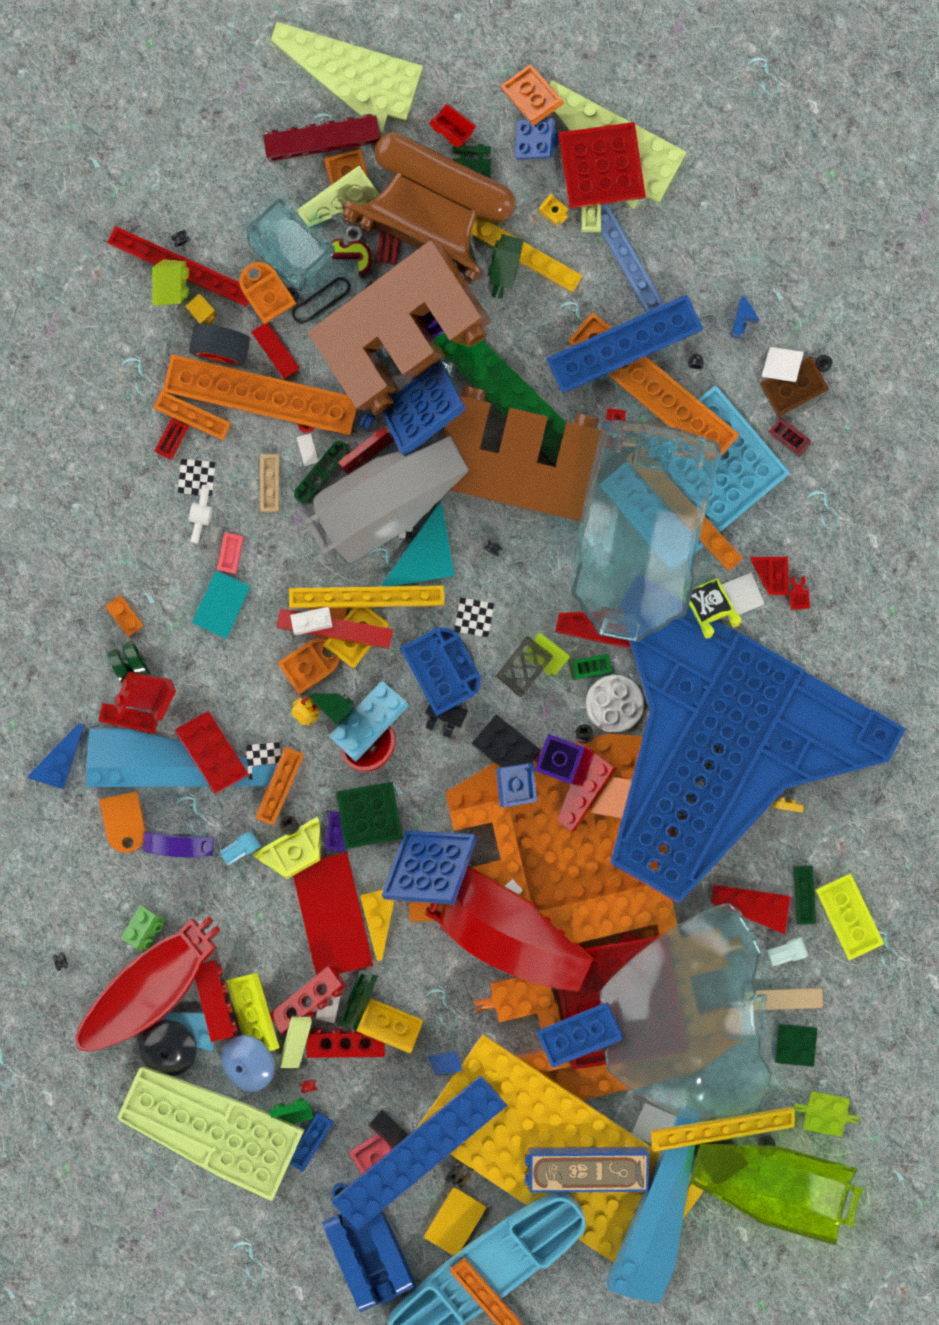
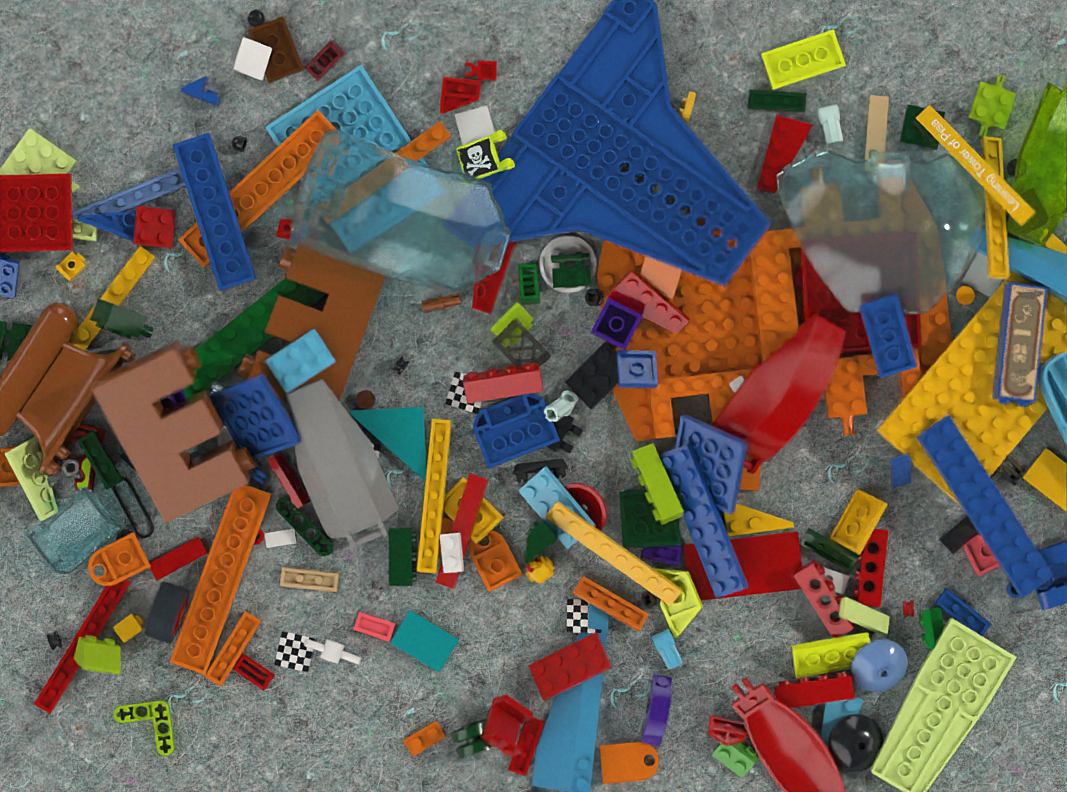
camera: 75 degrees left, 0 degrees up
(118, 343) = (151, 714): none -> lime beam
(165, 917) = (727, 730): none -> red slope
(302, 572) = (401, 557): none -> dark green brick
(329, 782) = (613, 553): none -> yellow plate
(363, 261) = (100, 460): none -> dark green tile
(372, 869) = (704, 521): none -> blue plate
(403, 818) = (657, 484): none -> lime brick
(411, 715) = (556, 465): none -> black piece
(455, 518) = (366, 399): none -> copper tile
(470, 713) = (561, 407): none -> light aqua piece
(484, 446) = (300, 361): none -> medium azure plate
(487, 652) = (503, 382): none -> brick
(560, 581) = (441, 302): none -> dark orange pin
(601, 259) = (116, 223): none -> blue wing
(602, 286) = (154, 227): none -> red plate
(602, 707) = (571, 276): none -> dark green plate
(630, 1107) = (965, 295): none -> light orange tile
(763, 1104) = (975, 165): none -> yellow tile

